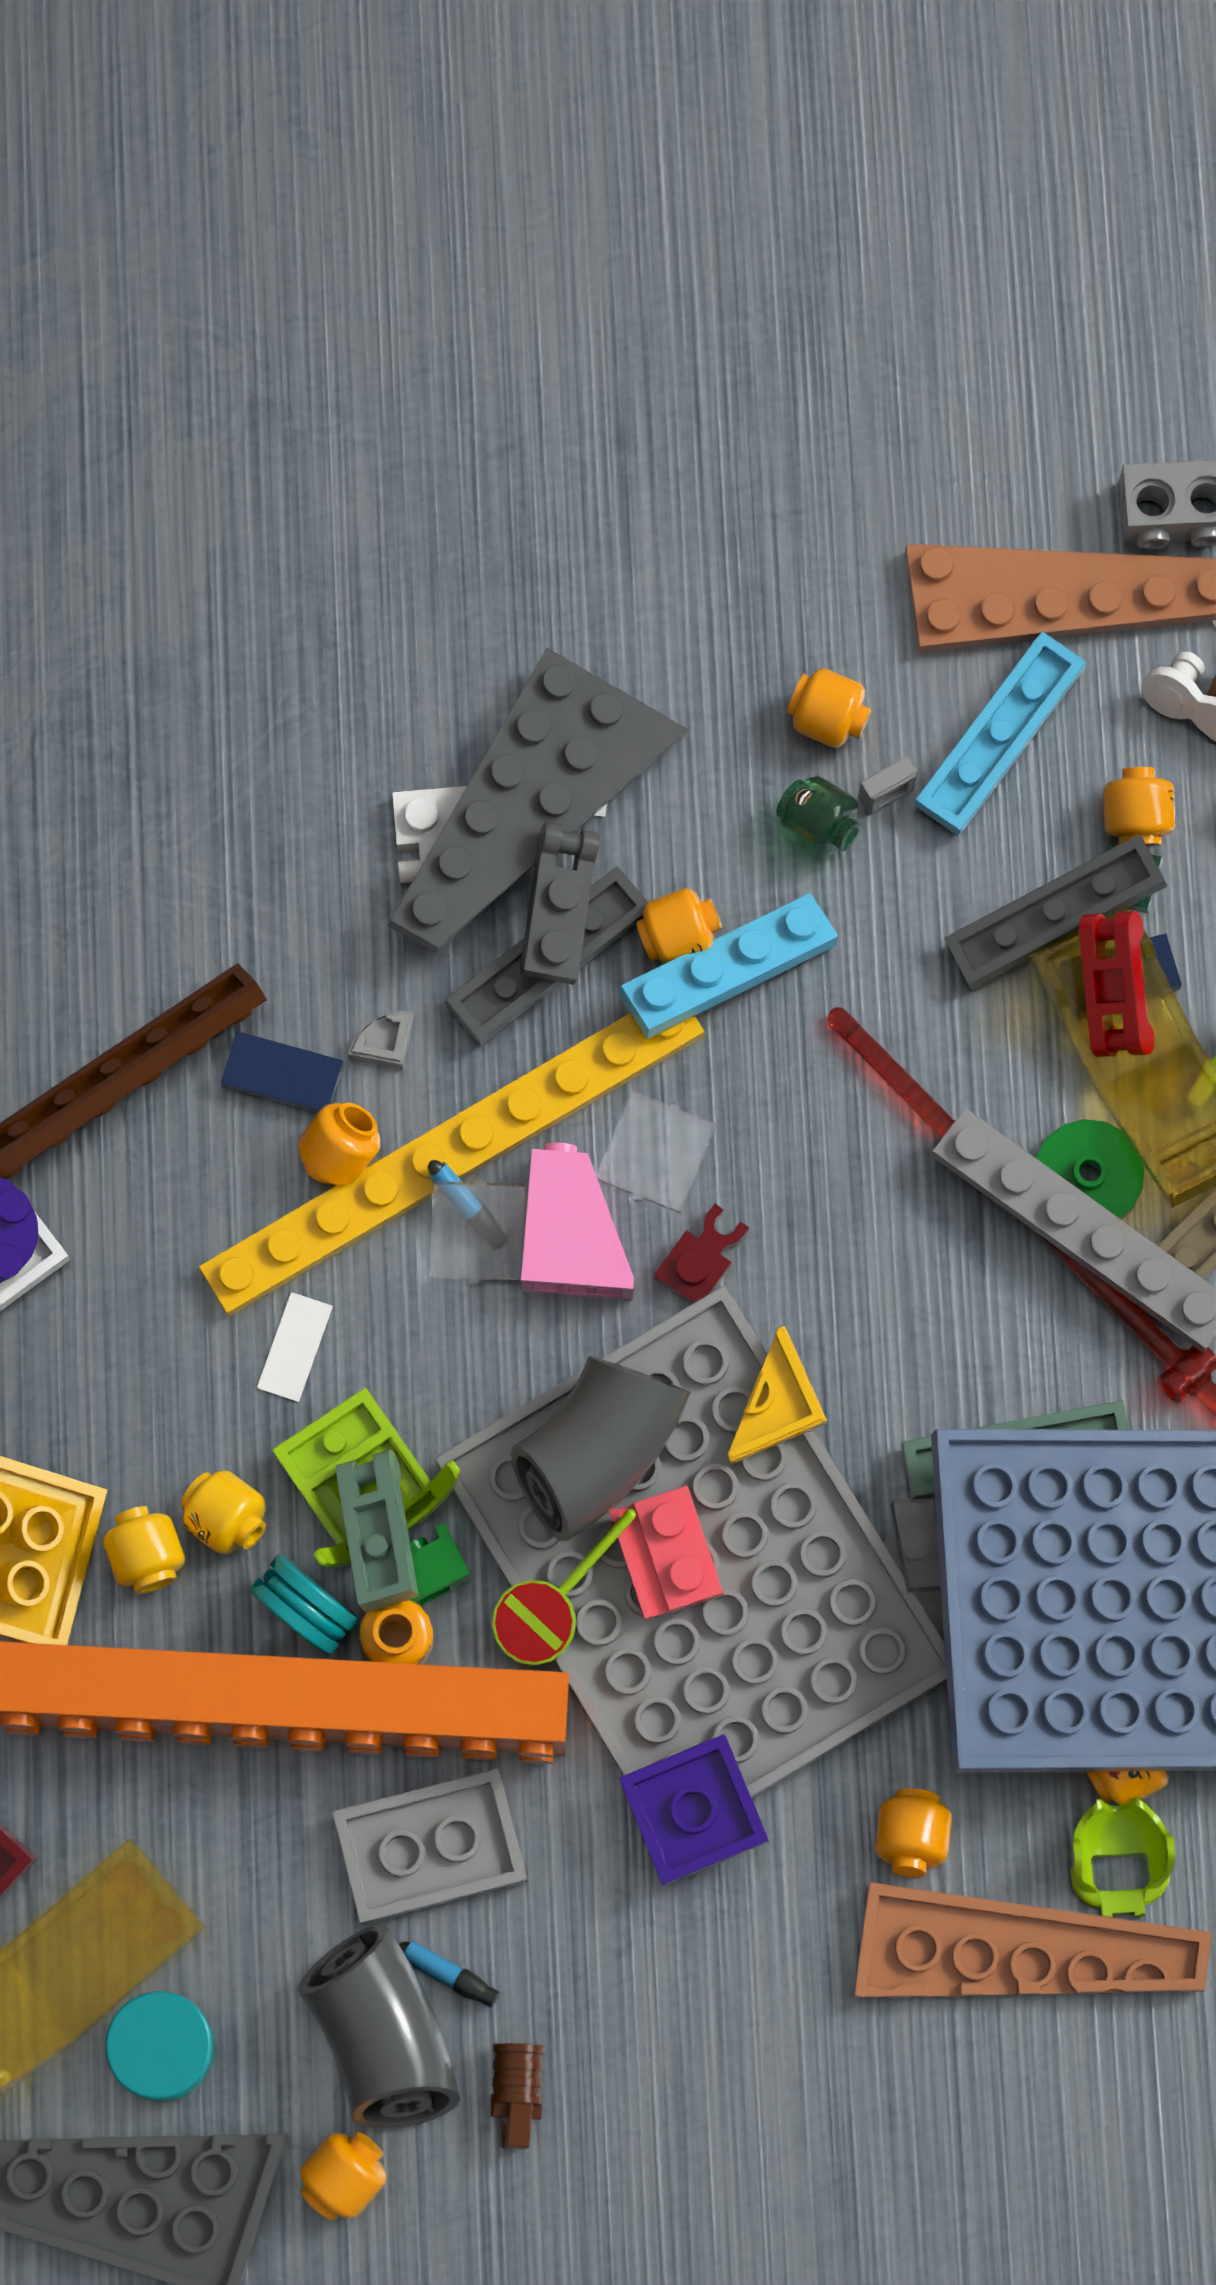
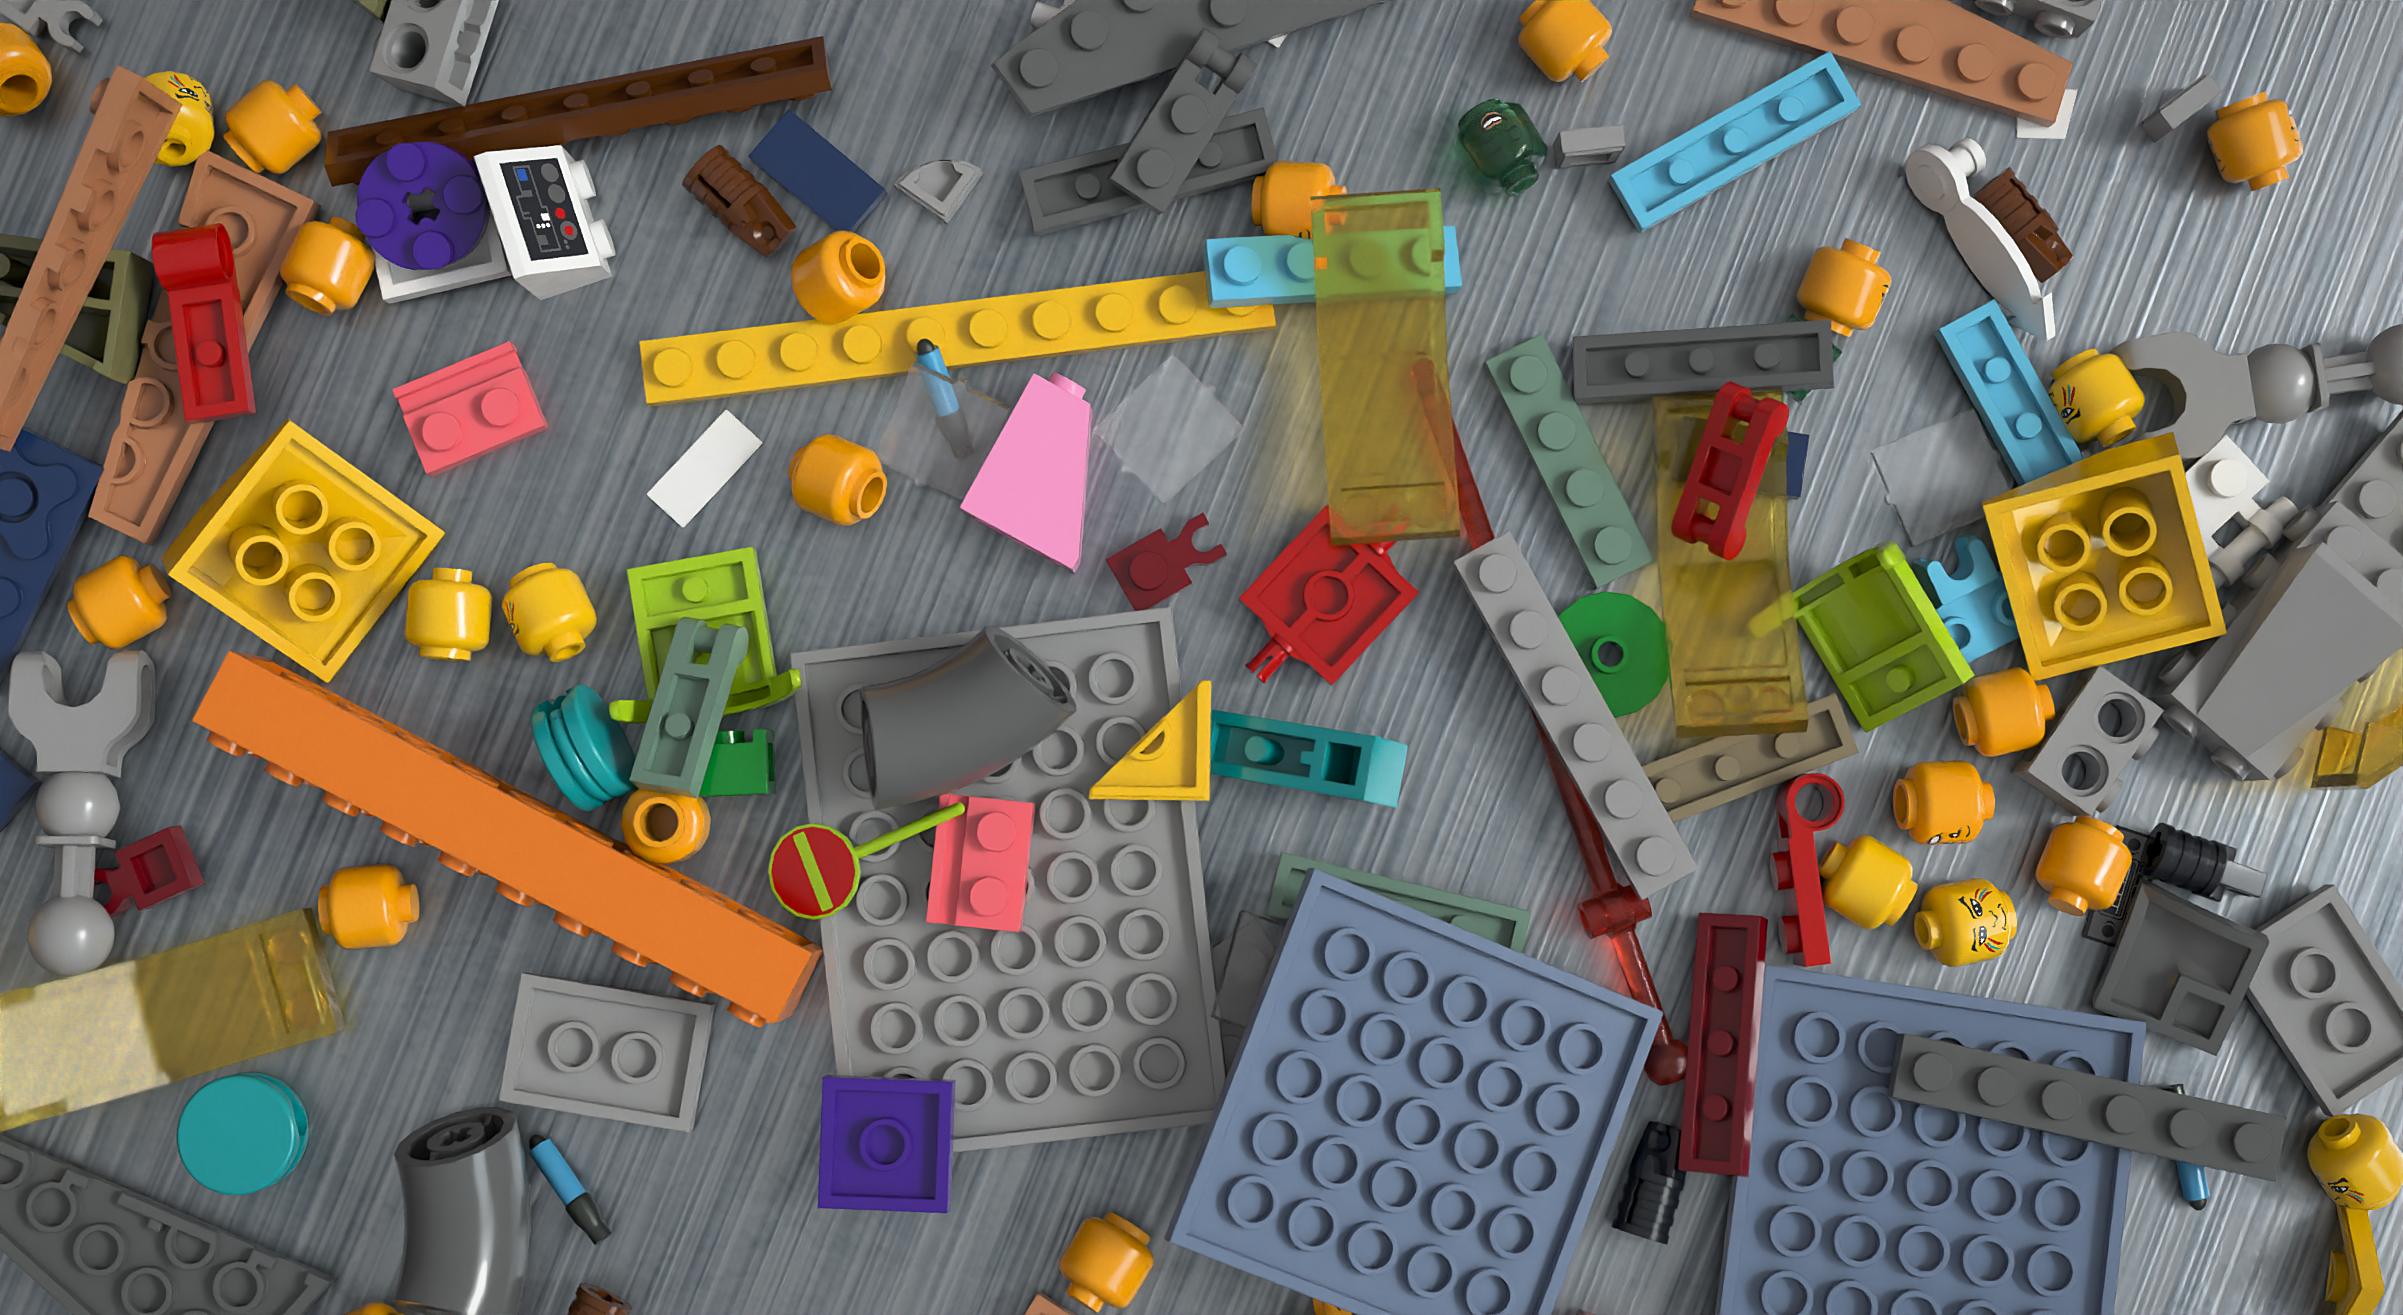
camera: 25 degrees right, 10 degrees up
(83, 1381) = (470, 409): none -> coral plate
(84, 1199) = (546, 218): none -> slope
(181, 1815) = (367, 906): none -> light orange head
(230, 1120) = (739, 201): none -> reddish brown hinge
(410, 1304) = (837, 480): none -> light orange head
(807, 1022) = (1384, 366): none -> clear yellow windscreen
(845, 1224) = (1325, 601): none -> red plate
(890, 1358) = (1307, 758): none -> teal slope
(986, 1038) = (1568, 461): none -> sand green plate

